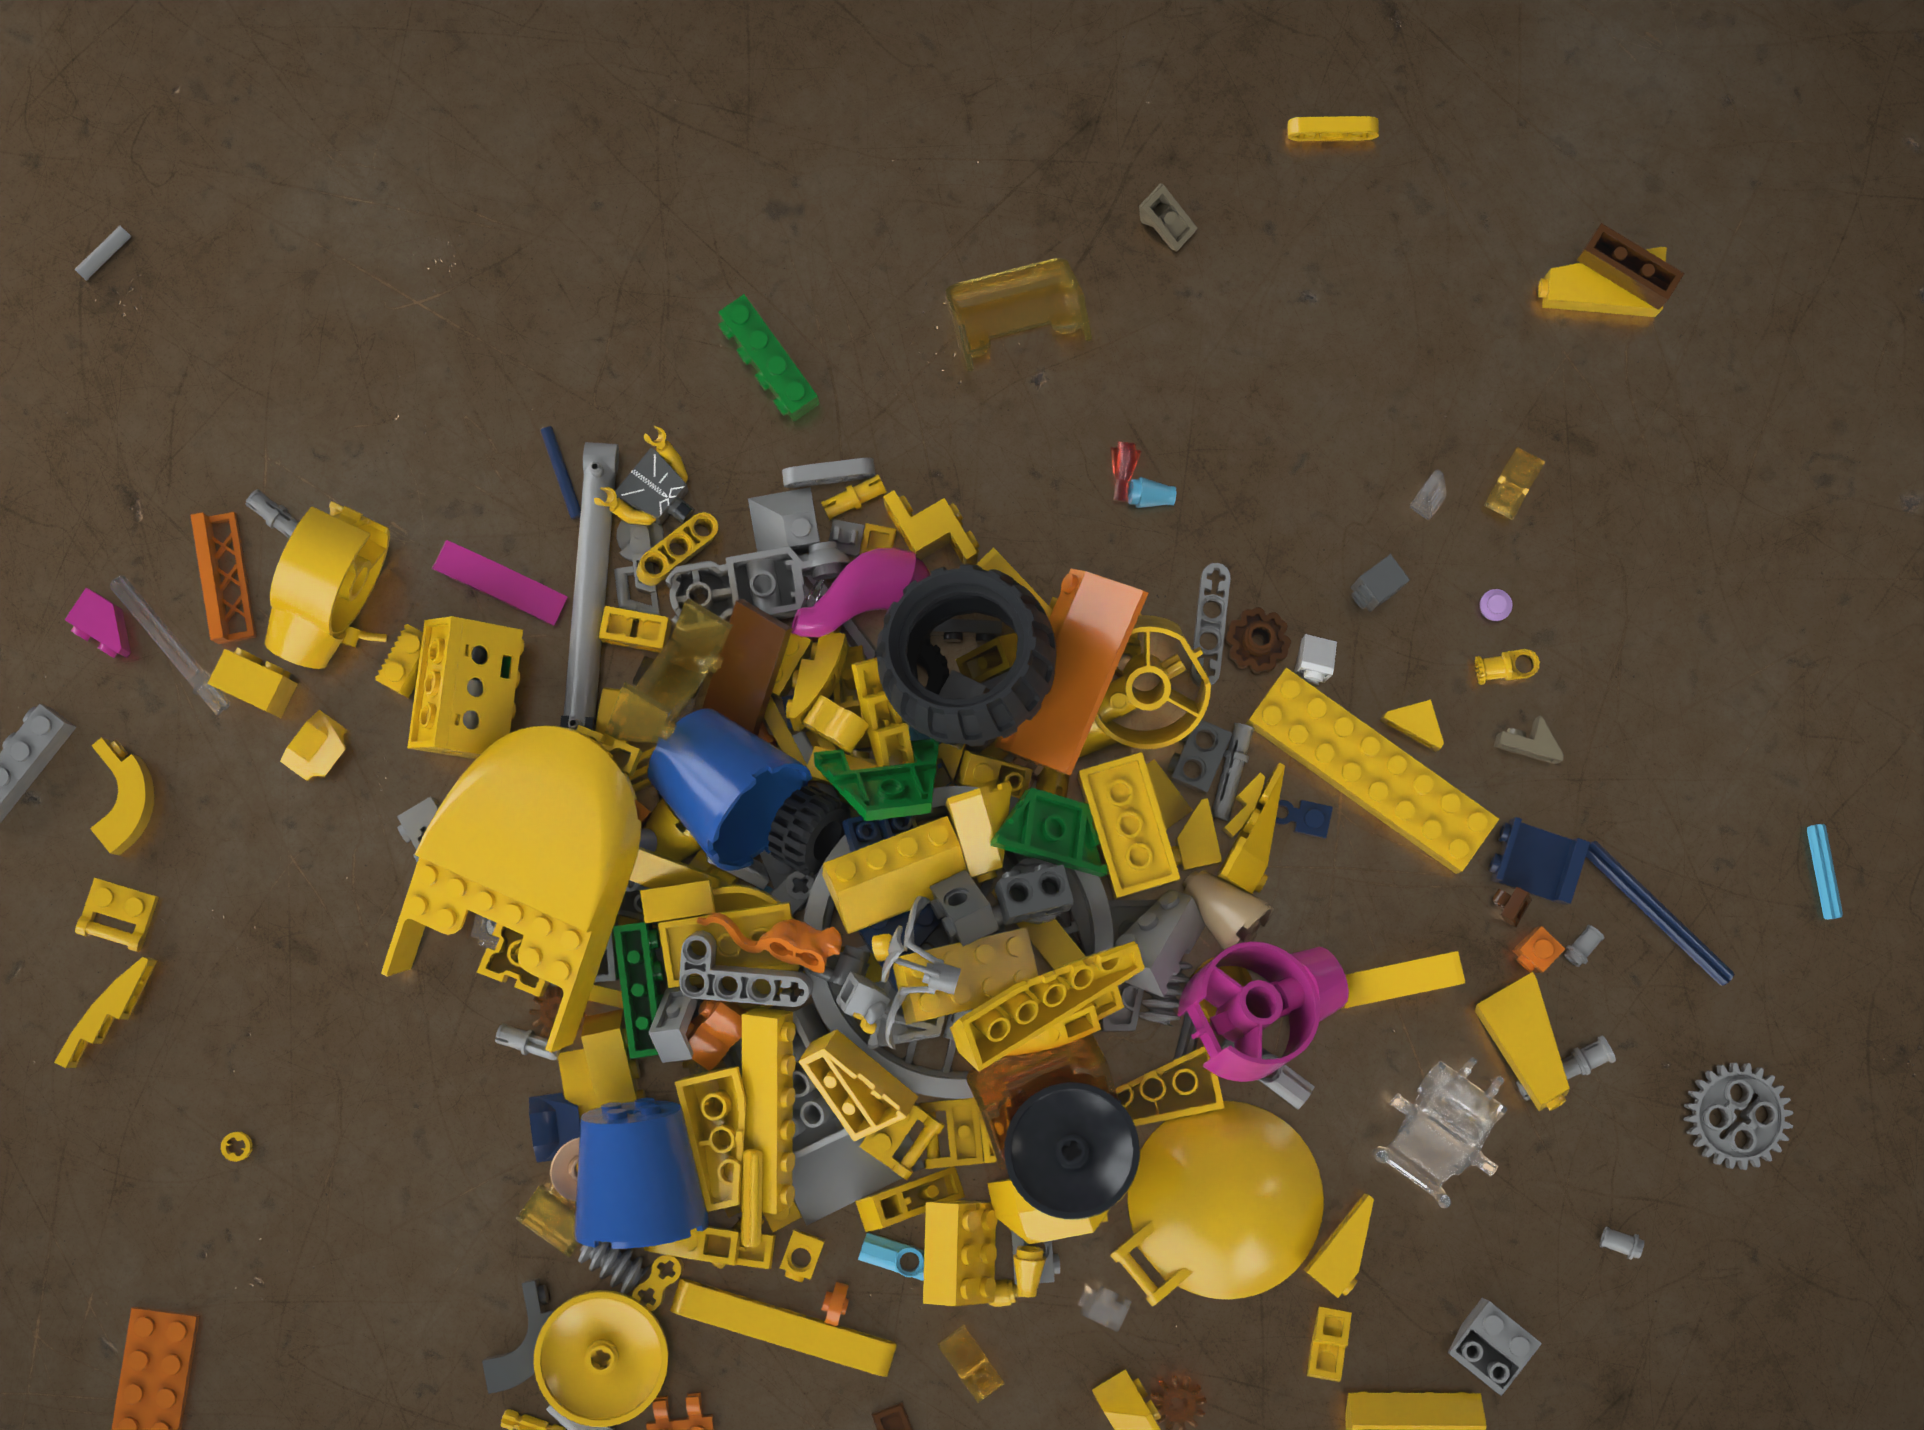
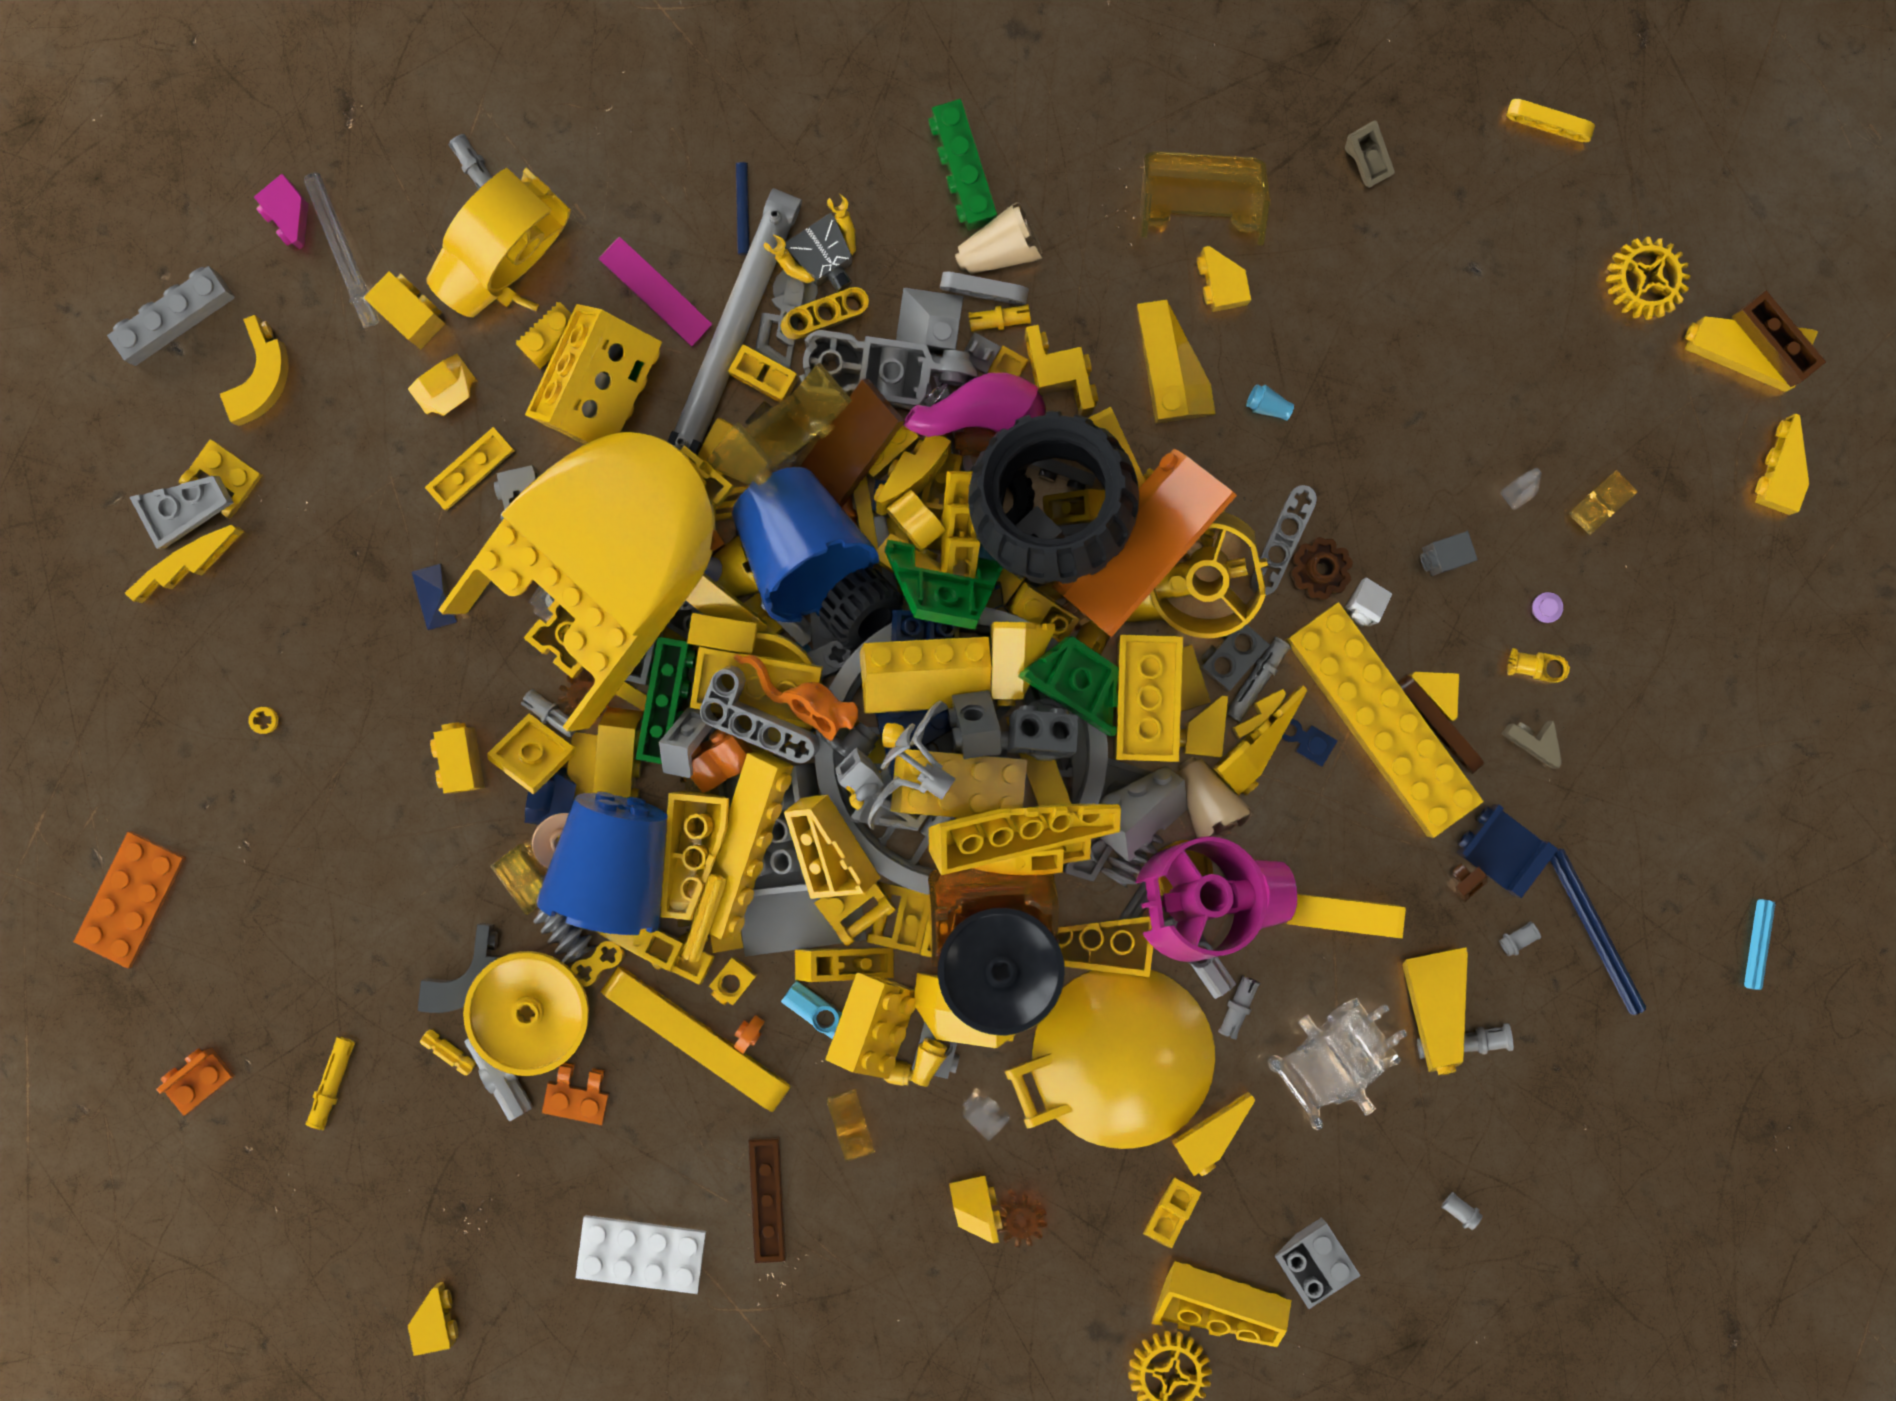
camera: 15 degrees right, 5 degrees up
(85, 959) = (180, 509): none -> light grey wing
(211, 578) = (396, 204): orange fence -> none
(368, 821) = (469, 469): none -> yellow plate
(369, 959) = (432, 592): none -> dark blue slope
(448, 1119) = (457, 758): none -> yellow brick
(521, 1089) = (531, 753): none -> yellow plate
(830, 423) = (1000, 243): none -> tan cone
(866, 627) = (972, 440): none -> clear orange brick
(1044, 492) = (1173, 370): none -> yellow wedge
(1066, 388) = (1225, 281): none -> yellow slope
(1124, 463) = (1255, 366): clear red cone -> none
(1325, 1109) = (1239, 1007): none -> light grey pin
(1431, 757) = (1441, 726): none -> reddish brown beam
(1493, 251) = (1657, 284): none -> yellow gear
(1538, 950) = (1477, 929): orange brick -> none
(1686, 398) = (1787, 471): none -> yellow slope
(1760, 1136) = (1592, 1109): light grey gear -> none

